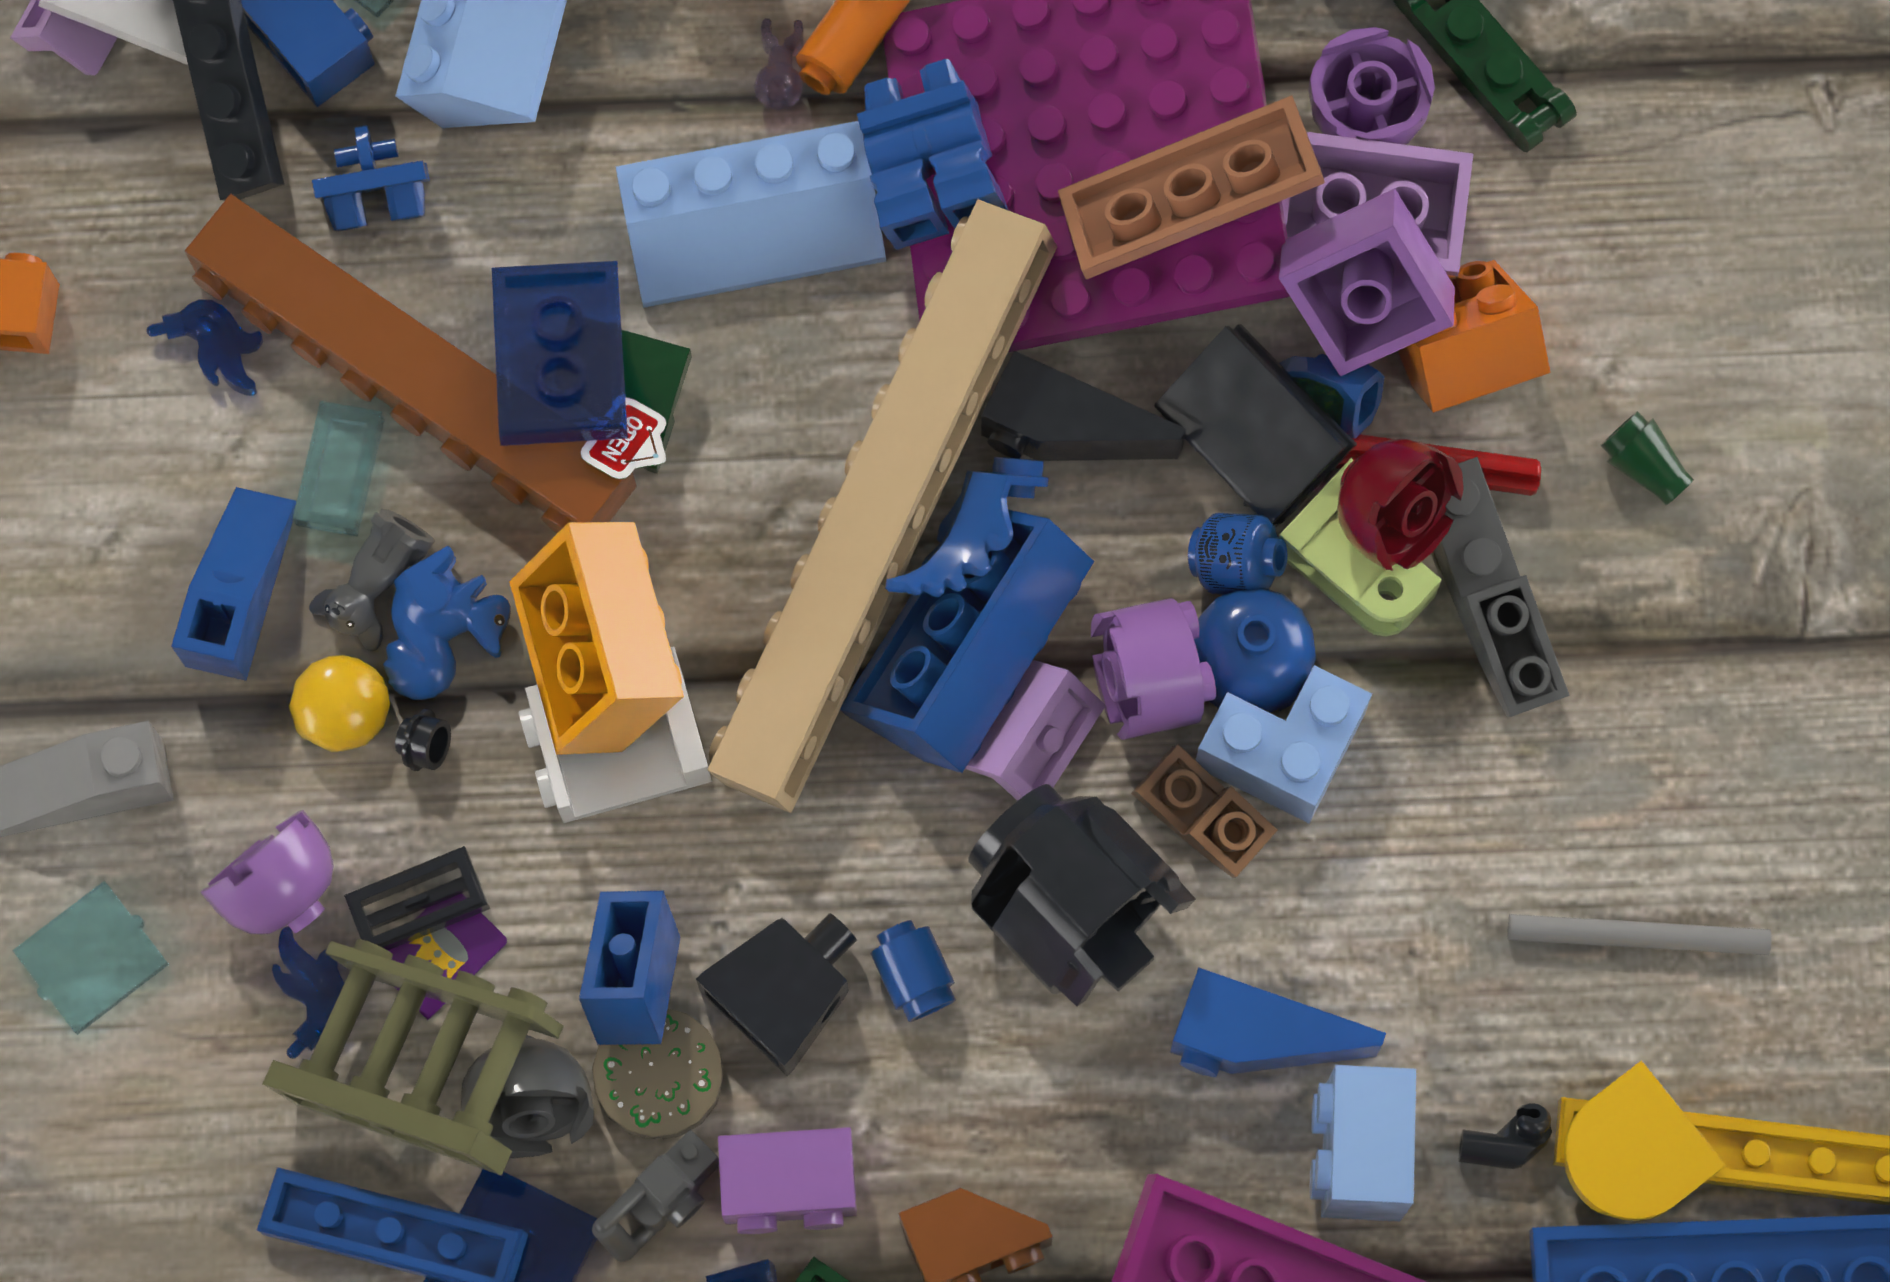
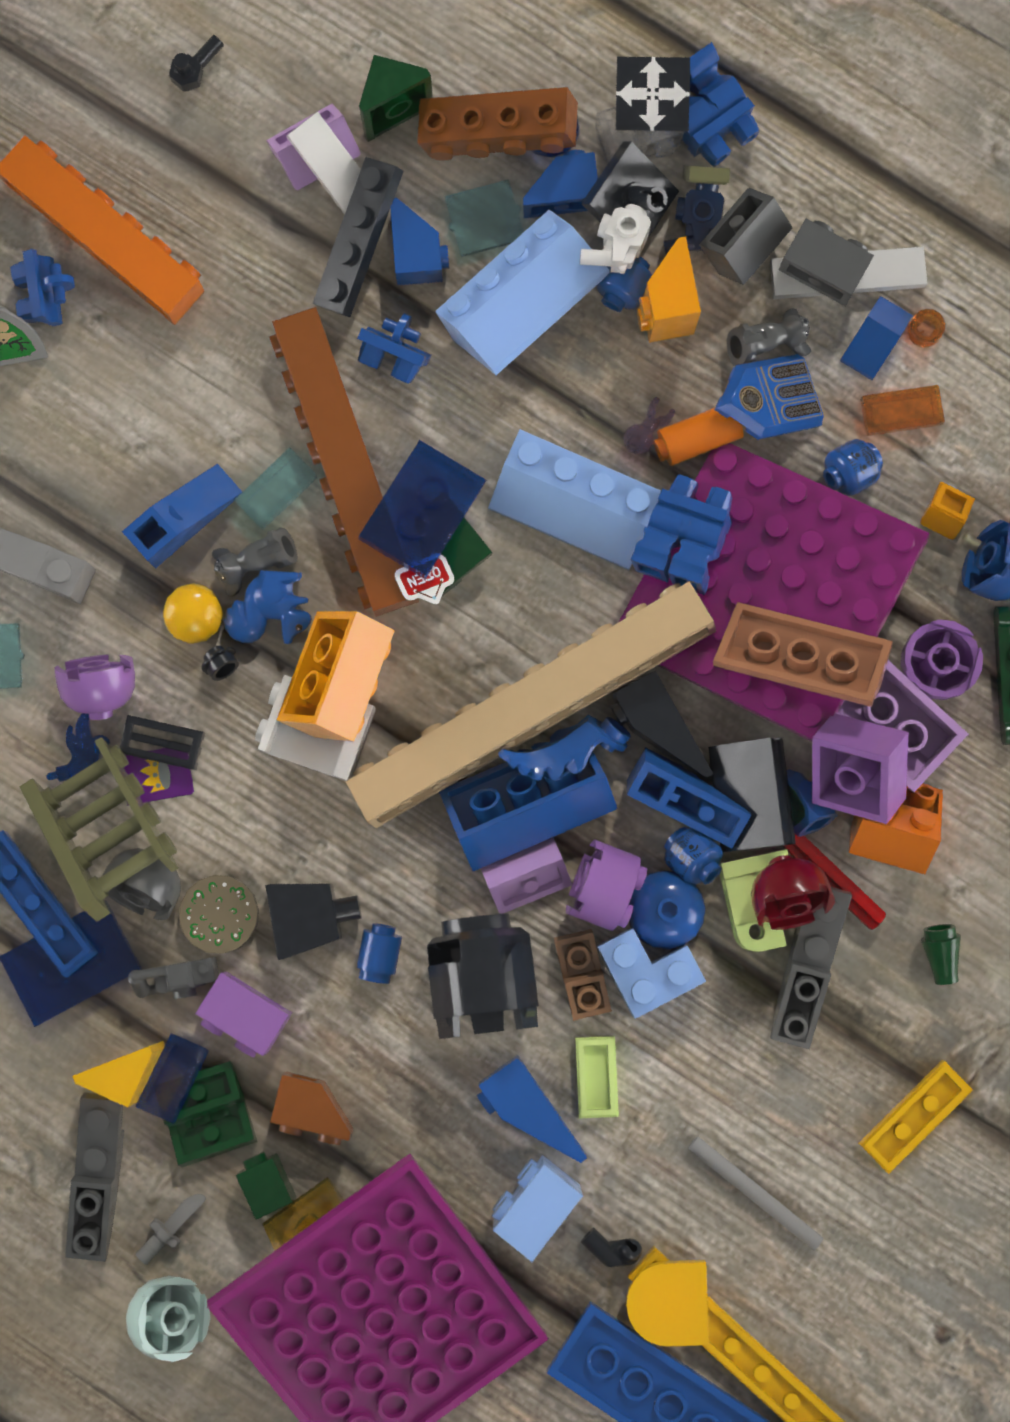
camera: 35 degrees right, 10 degrees up
(219, 341) = (262, 378): clear blue piece -> none
(630, 968) = (236, 856): blue brick -> none
(1175, 484) = (686, 798): none -> blue slope
(1320, 931) = (596, 1077): none -> yellowish green tile
(1769, 691) = (915, 1116): none -> yellow tile

